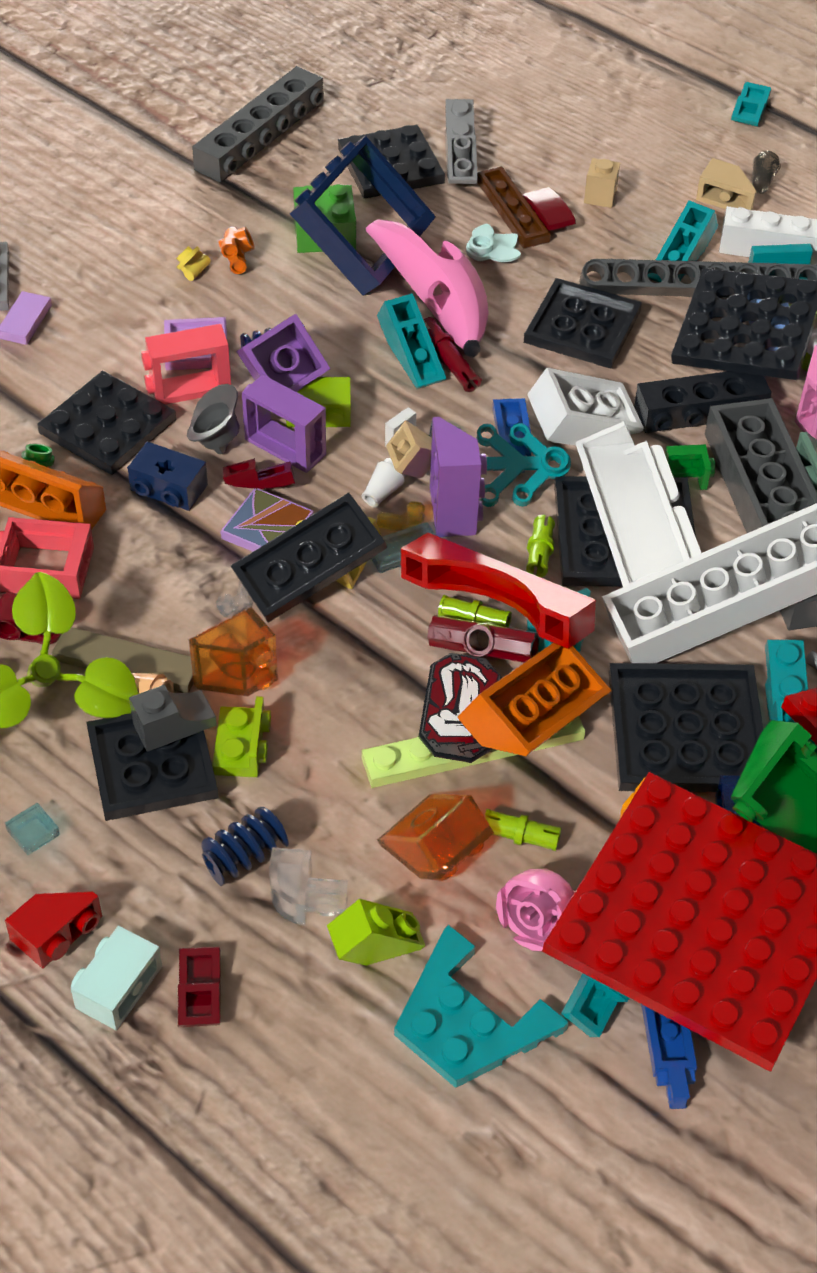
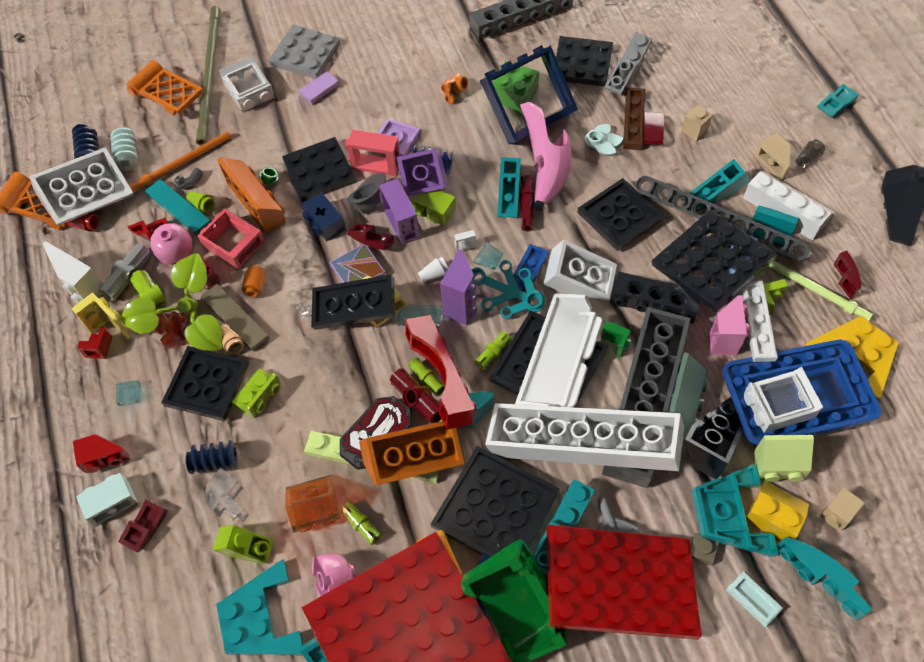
camera: 35 degrees right, 10 degrees up
(50, 718) = (173, 325): none -> clear red hips
(124, 599) = (253, 281): none -> orange brick
(168, 716) = (221, 364): dark grey arch -> none
(192, 262) = (426, 87): light yellow plate -> none
(235, 656) = (279, 343): clear orange slope -> none
(396, 522) = (432, 299): clear yellow arm -> none
(410, 451) = (446, 260): tan slope -> none

